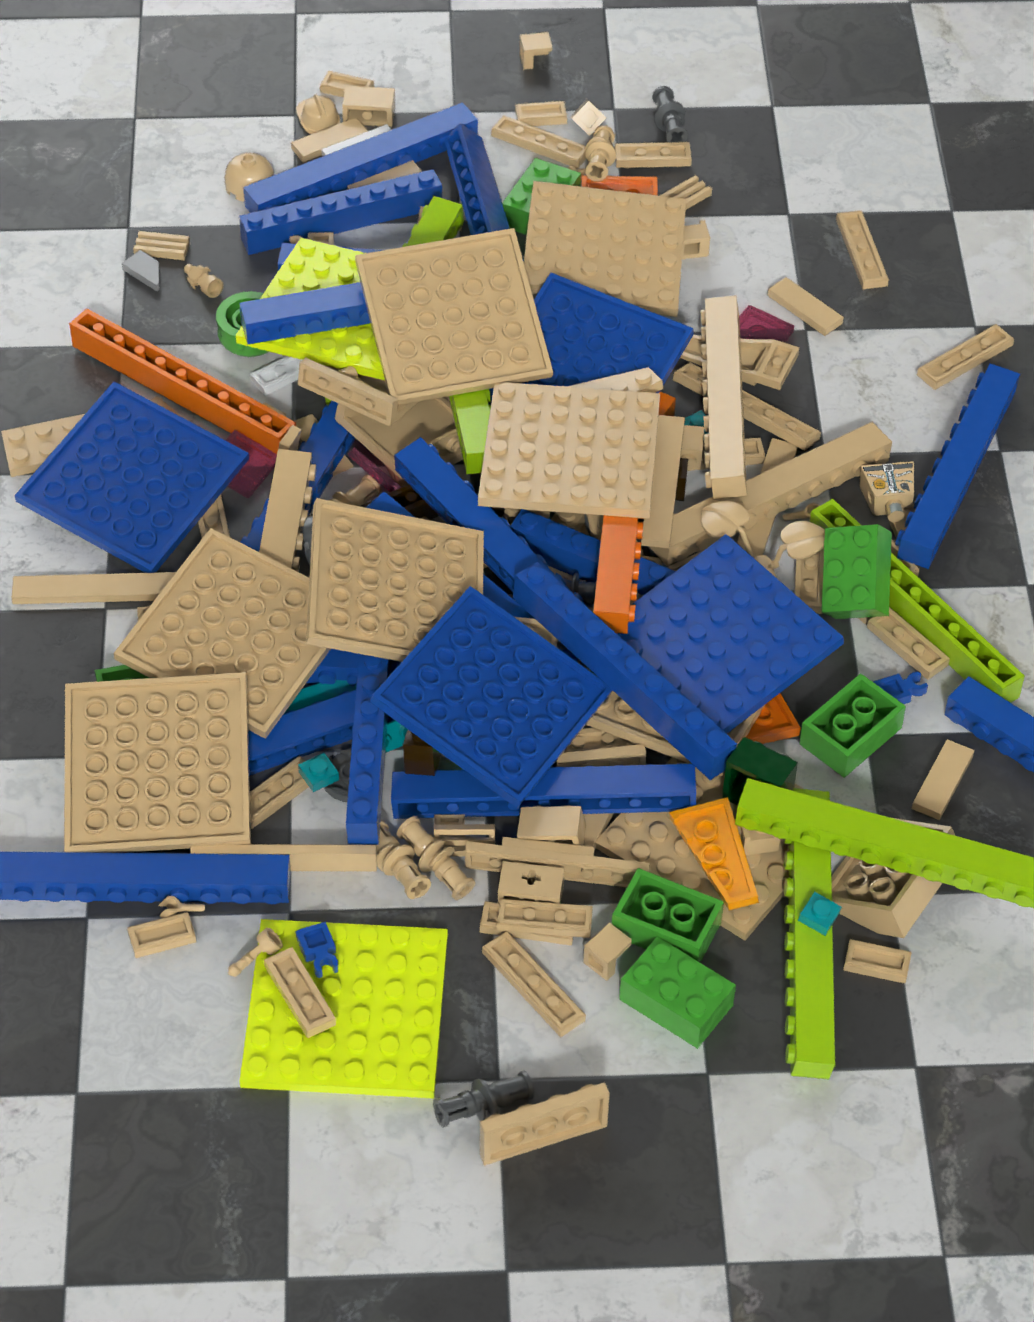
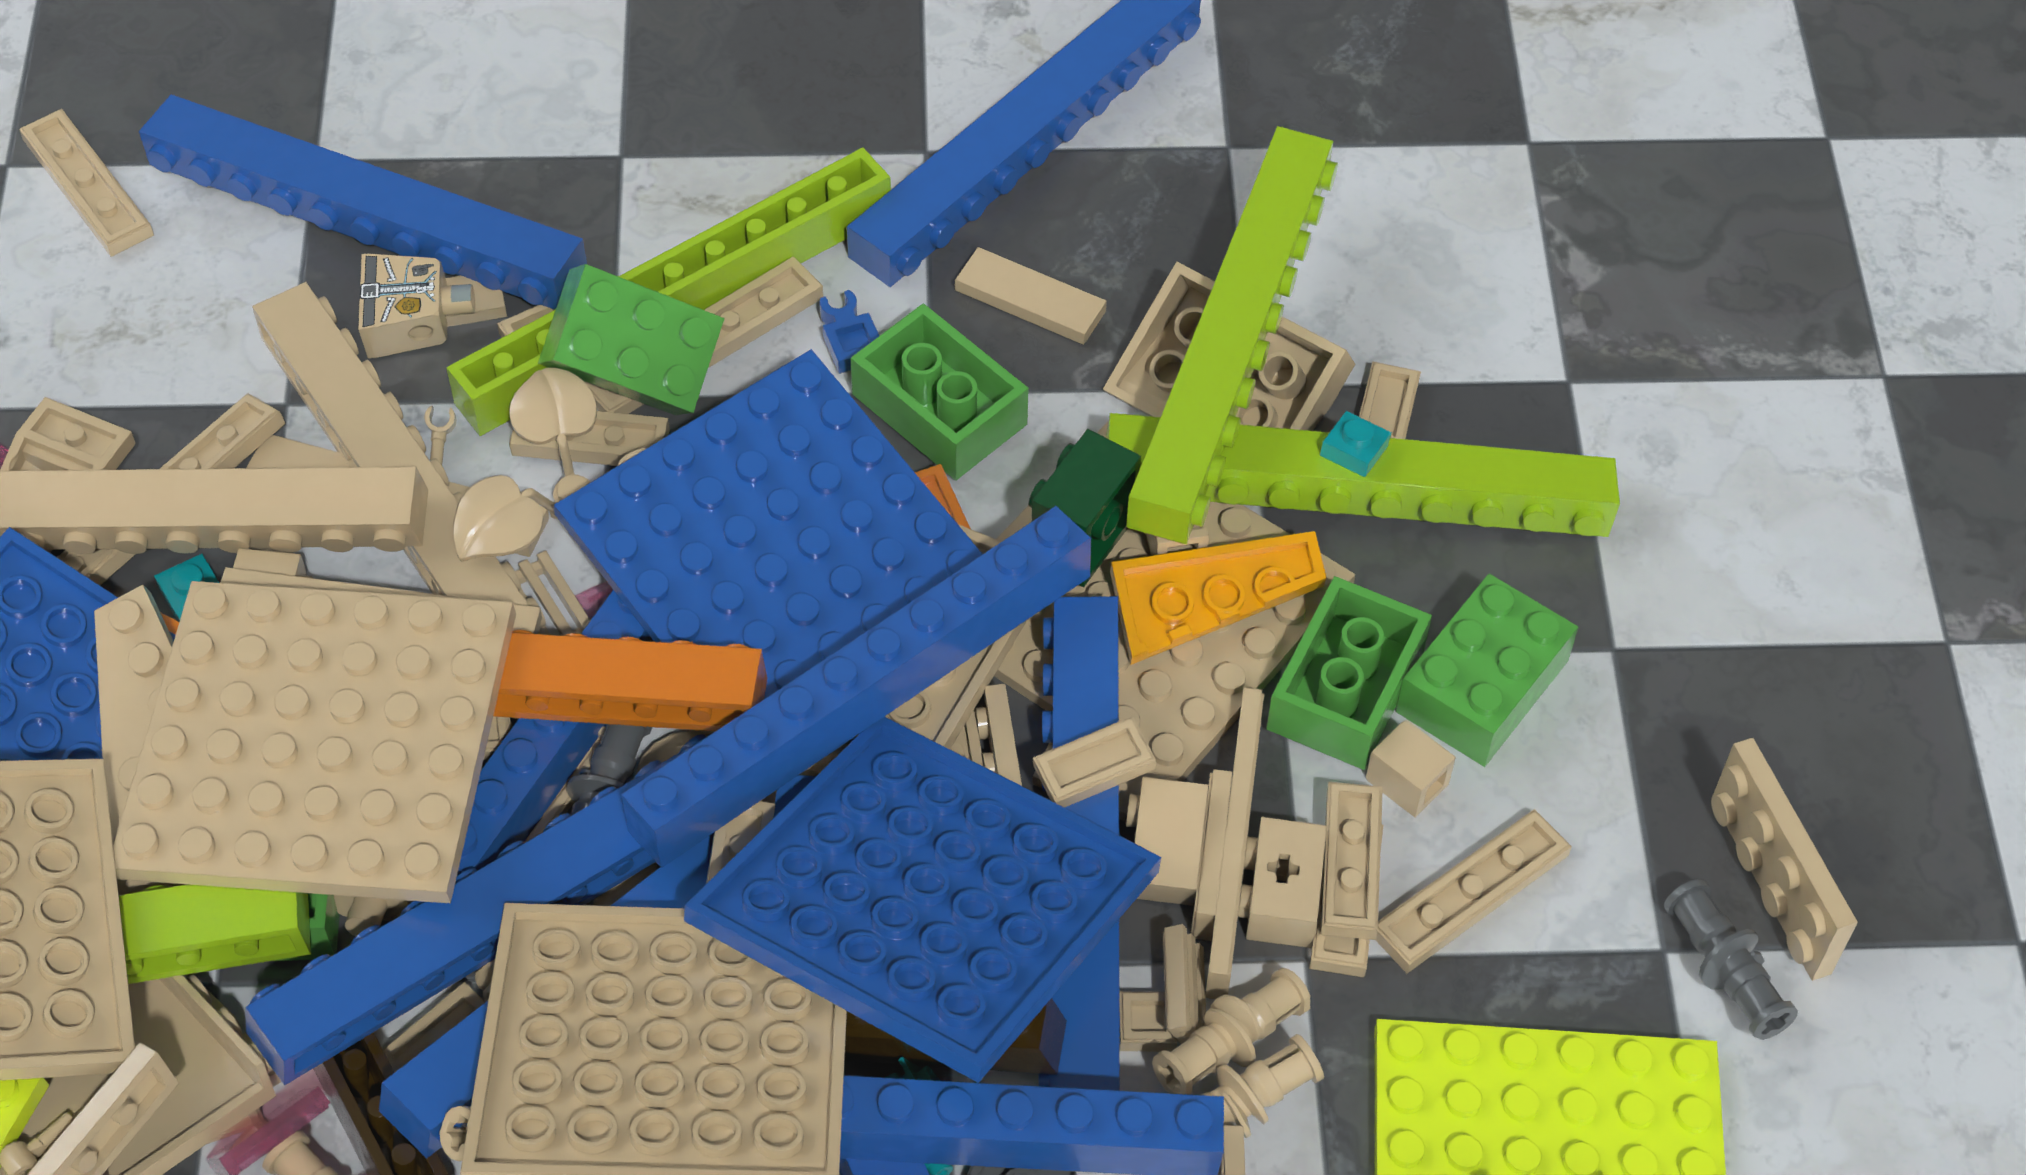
camera: 90 degrees left, 5 degrees up
(585, 781) = (1094, 763): none -> tan tile

